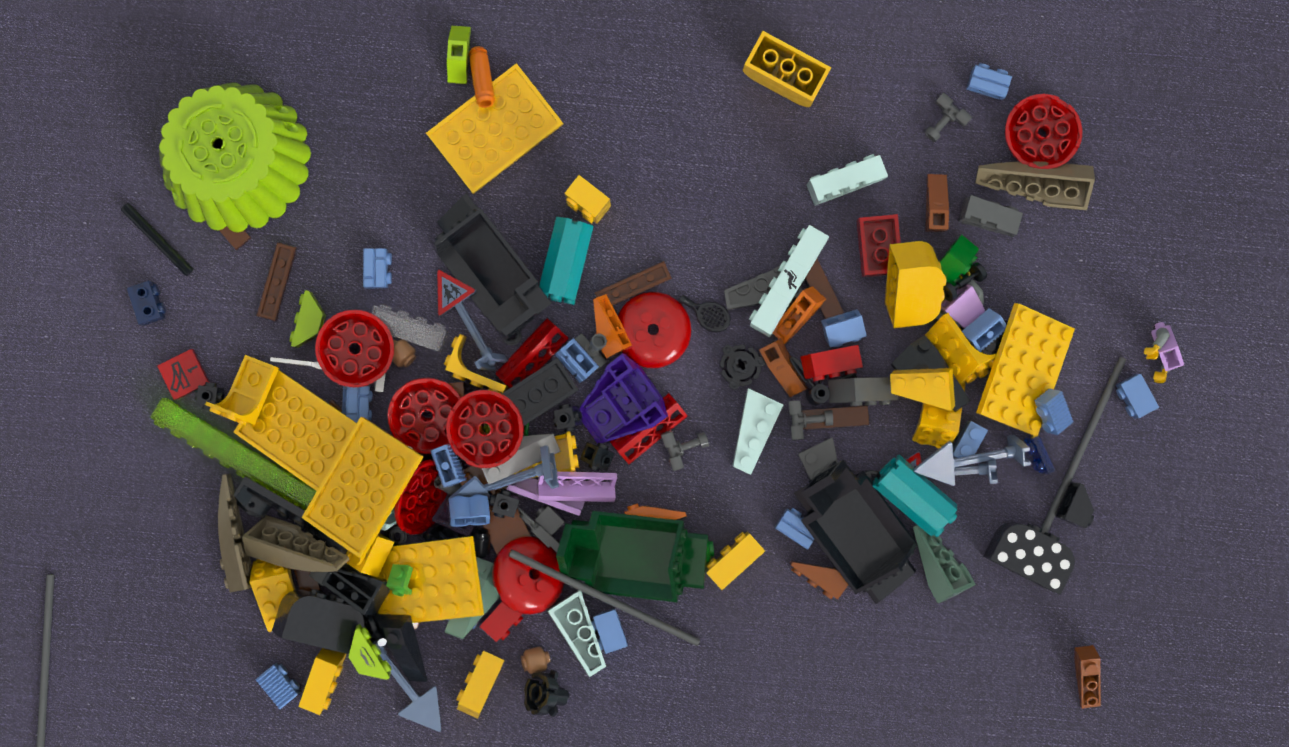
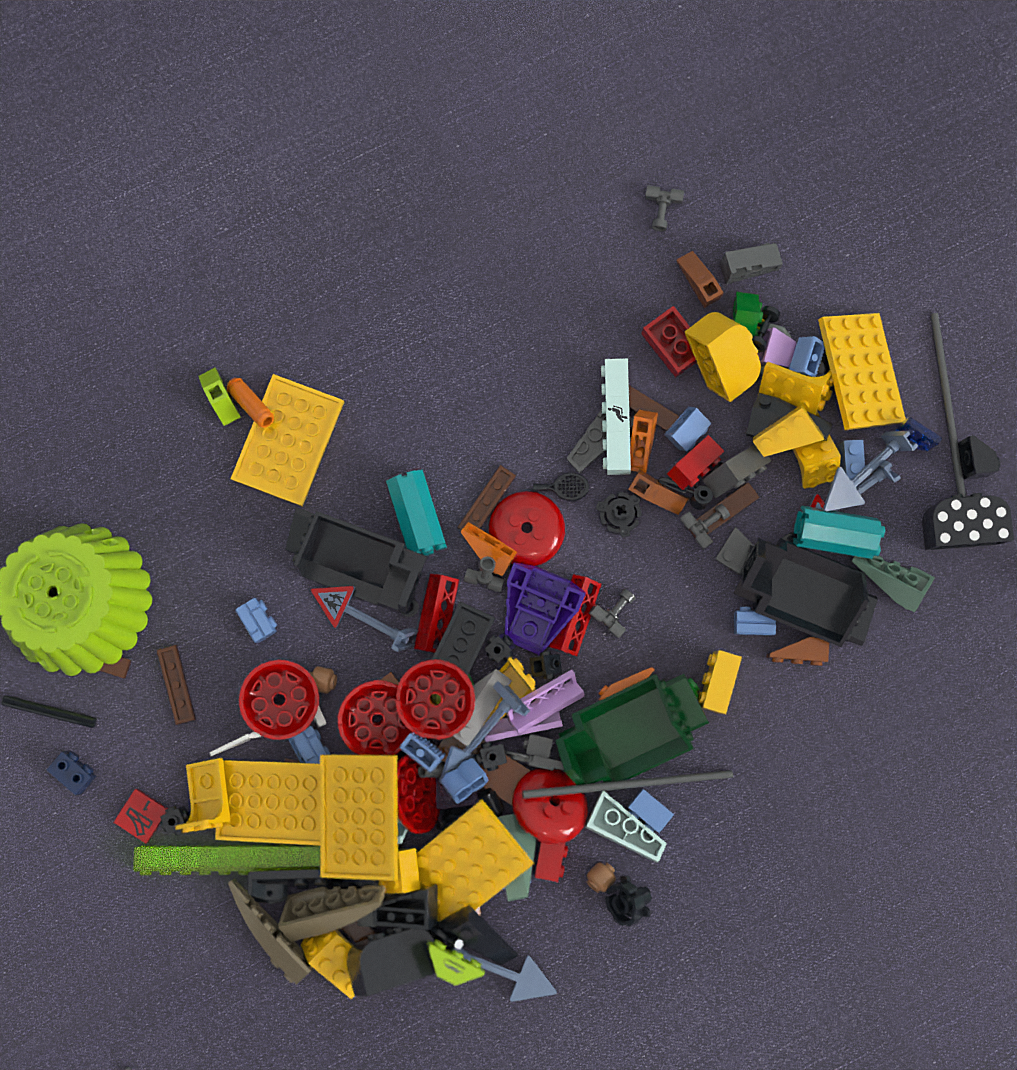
camera: 30 degrees left, 5 degrees down
(278, 685) = (389, 1041): medium blue brick -> none
(308, 320) = (224, 701): lime slope -> none
(322, 680) = (425, 1013): yellow wedge -> none
(391, 535) = (419, 837): black plate -> none
(399, 579) = (440, 878): bright green bracket -> none
(412, 330) = (319, 654): clear brick -> none
(456, 366) = (383, 665): yellow bracket -> none
(479, 684) = (565, 929): yellow wedge -> none
(576, 360) = (478, 593): medium blue brick -> none
(587, 199) = (404, 450): yellow brick -> none
(756, 425) = (665, 556): light aqua wedge -> none
(785, 70) = (505, 242): yellow brick -> none
(847, 179) = (612, 304): light aqua wedge -> none
(989, 82) = (679, 154): medium blue brick -> none
(1053, 411) = (907, 391): medium blue brick -> none
(1055, 118) = (755, 152): red brick -> none
(1058, 187) = (777, 208): dark tan wedge -> none
(1136, 396) = (966, 337): medium blue brick -> none
(1168, 350) = (966, 283): torso -> none

